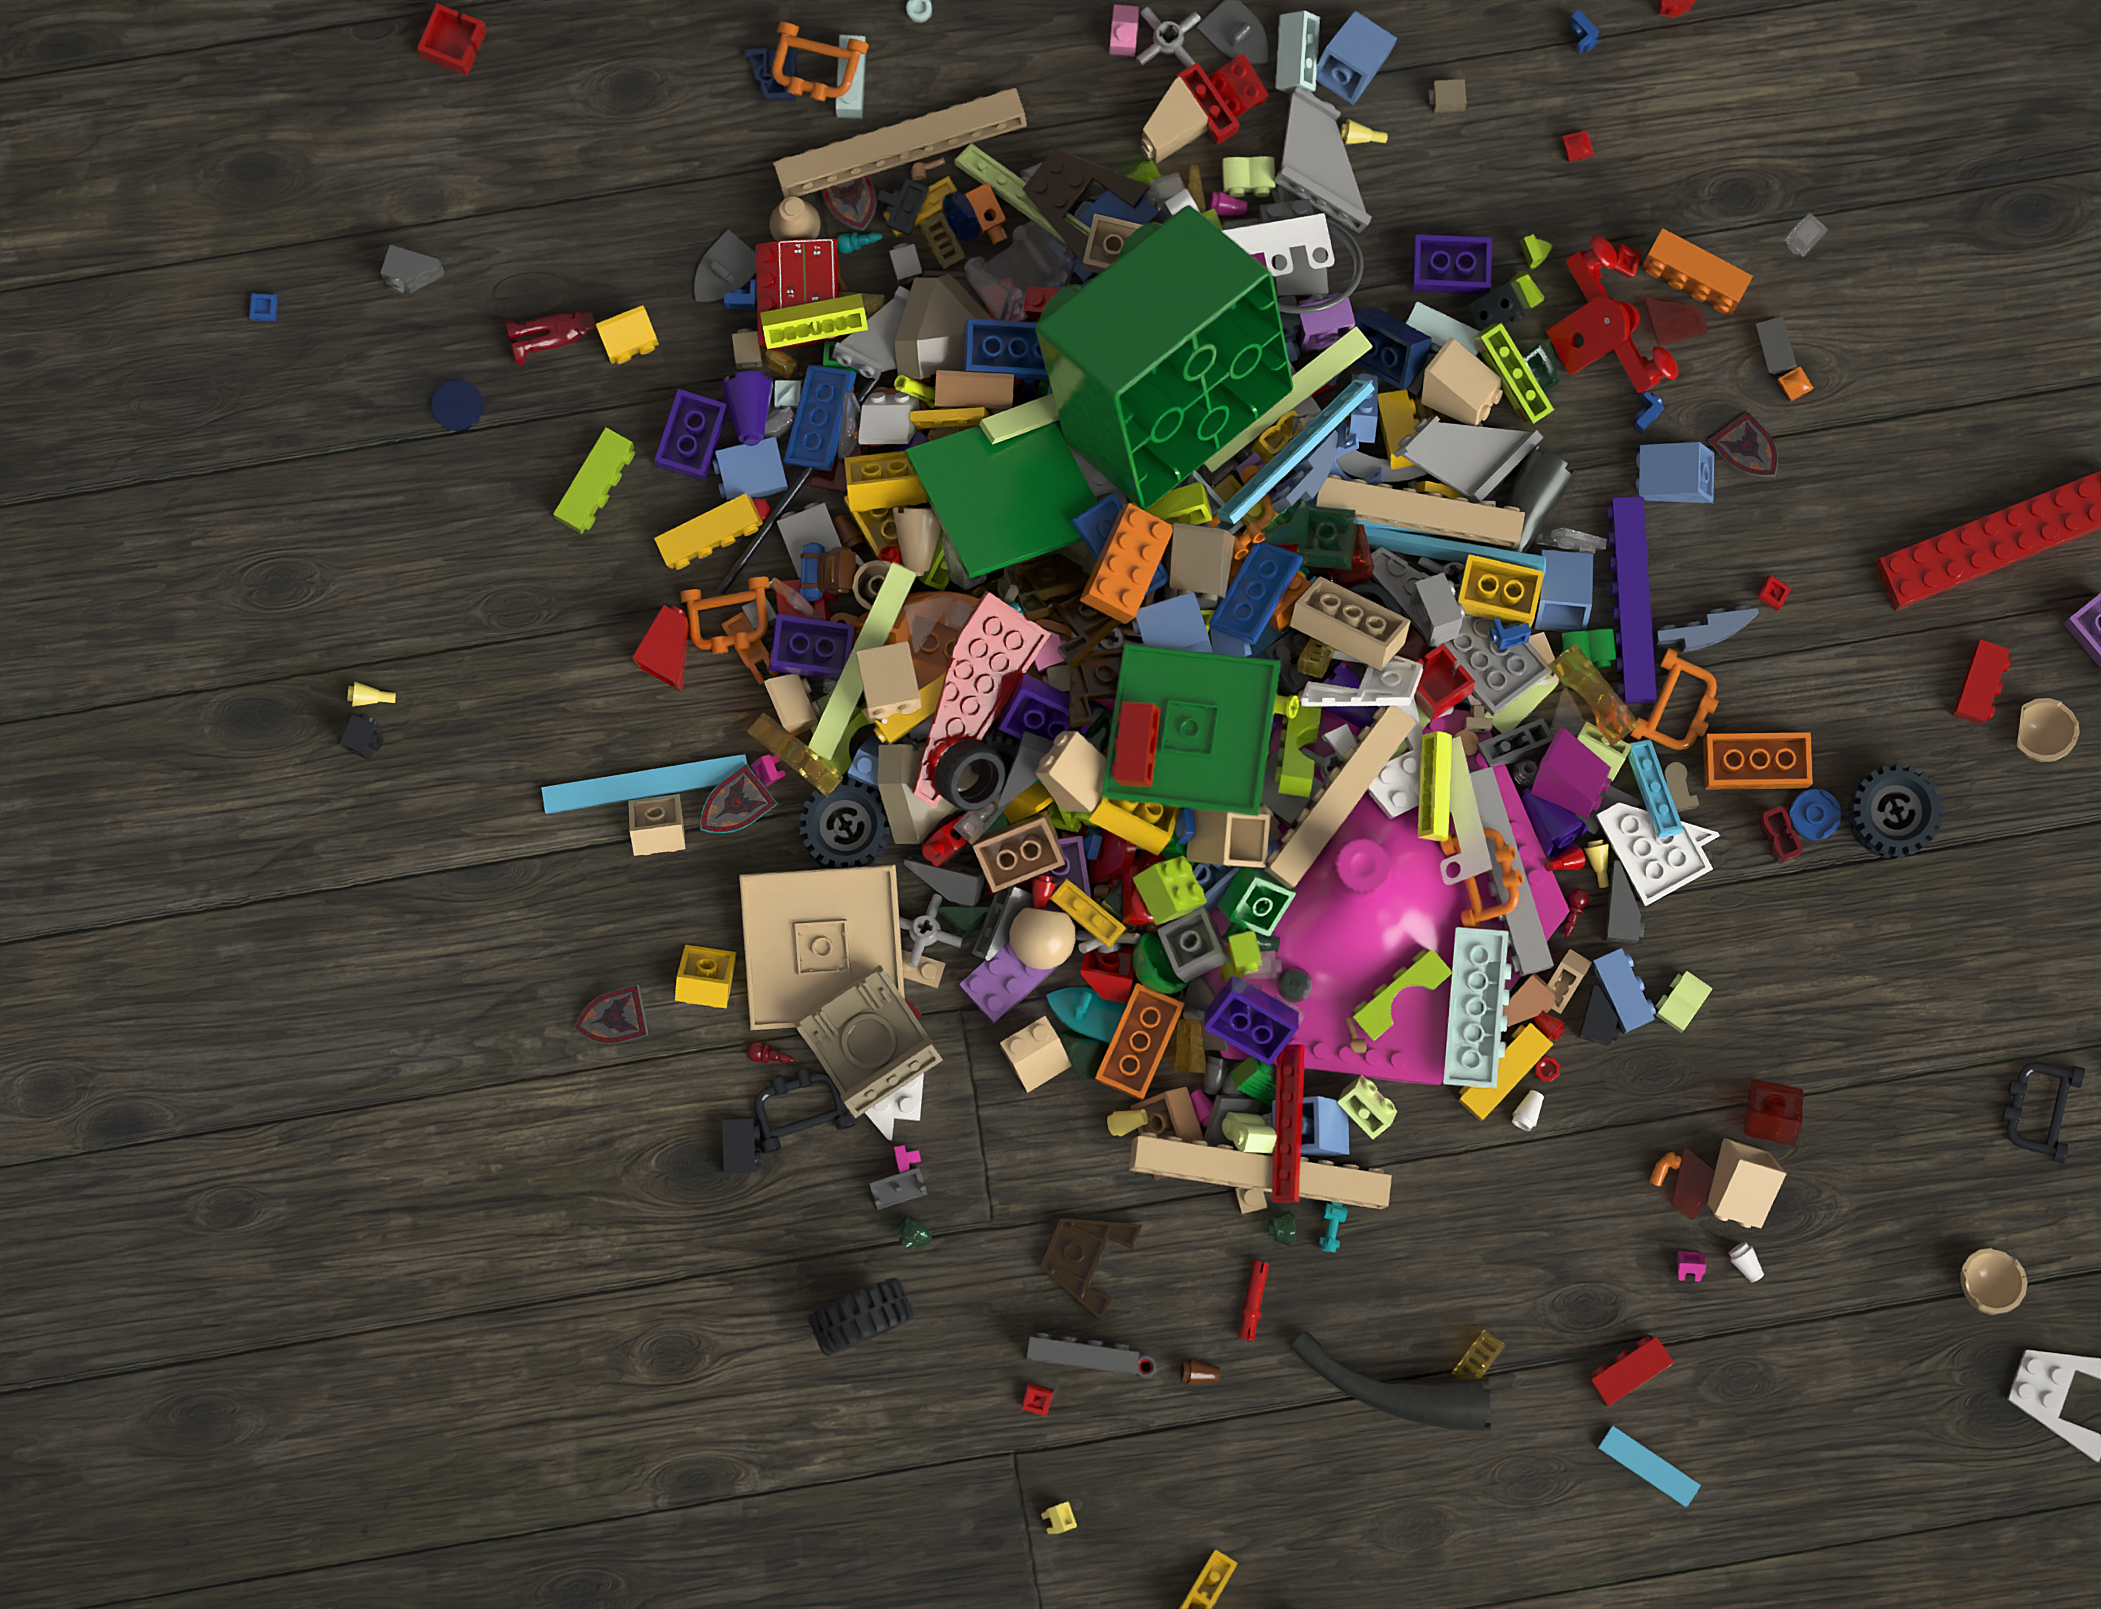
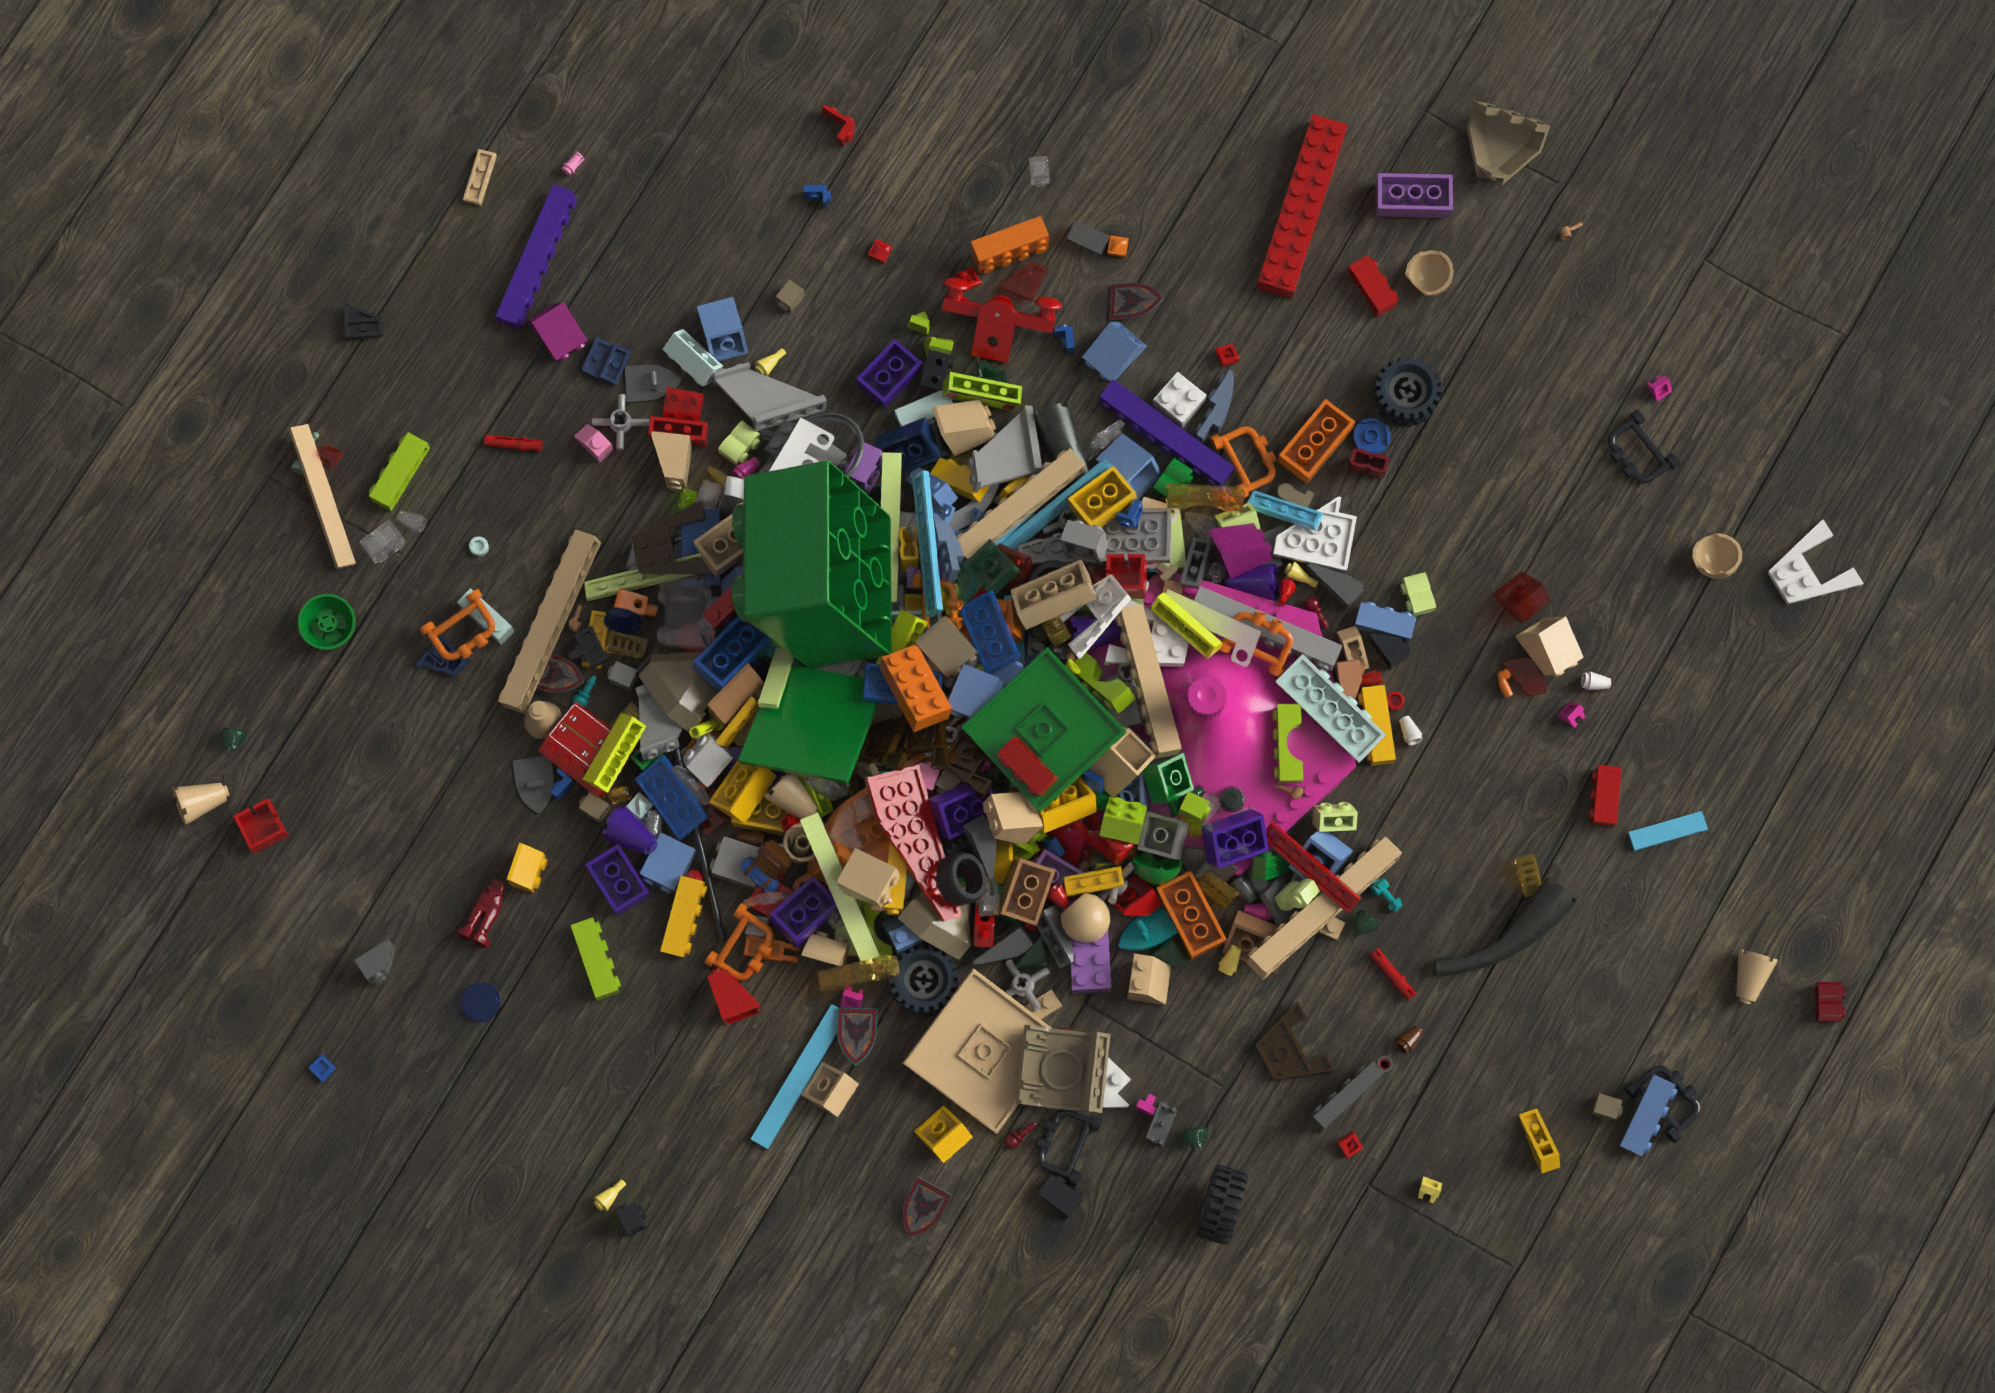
camera: 50 degrees left, 5 degrees down
(1680, 584) = (1179, 400): none -> white brick

